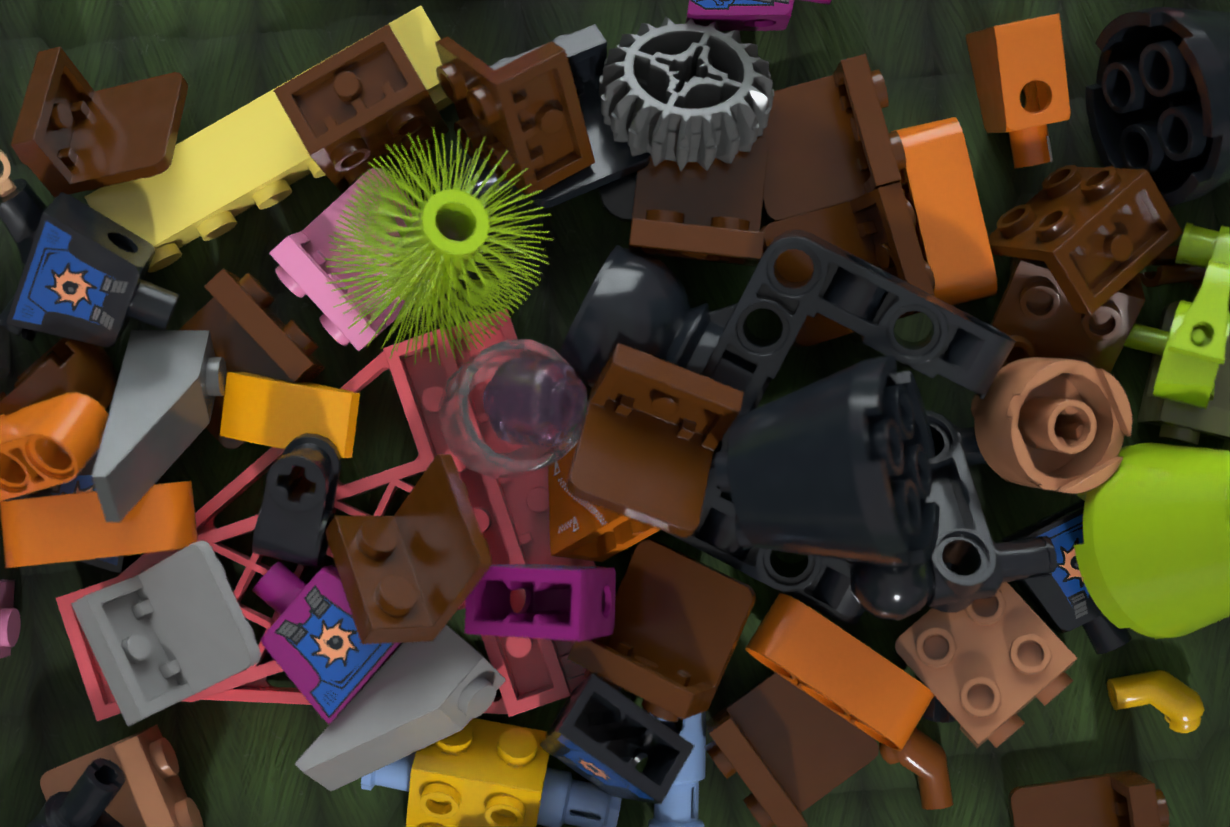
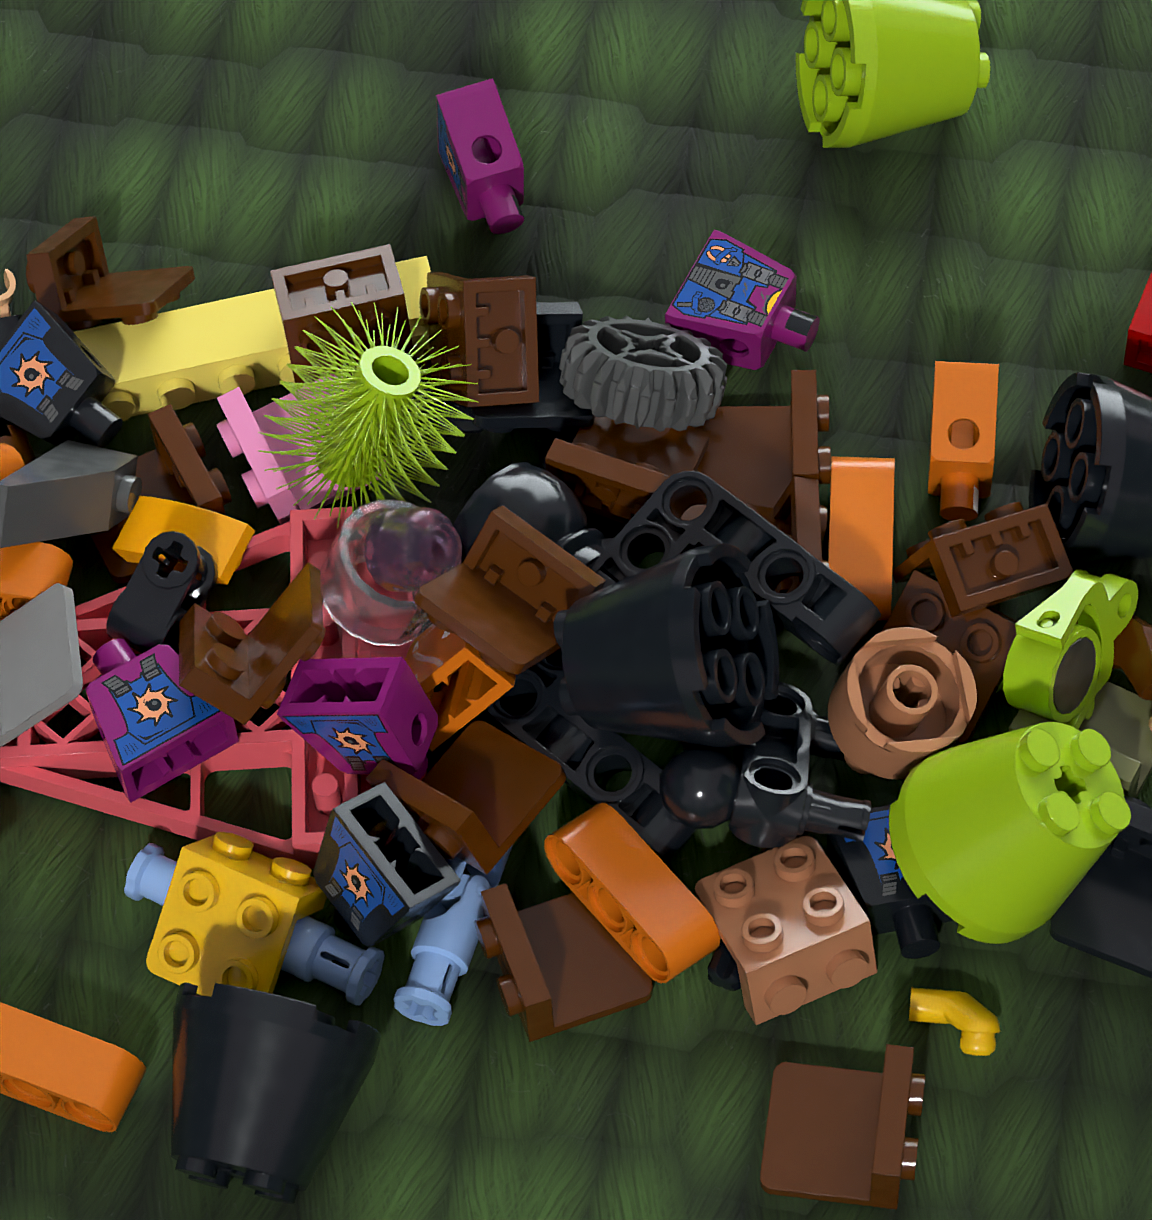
camera: 20 degrees right, 30 degrees down
(406, 706) = (192, 796): light grey slope -> none
(929, 763) = (699, 1014): dark orange arm -> none

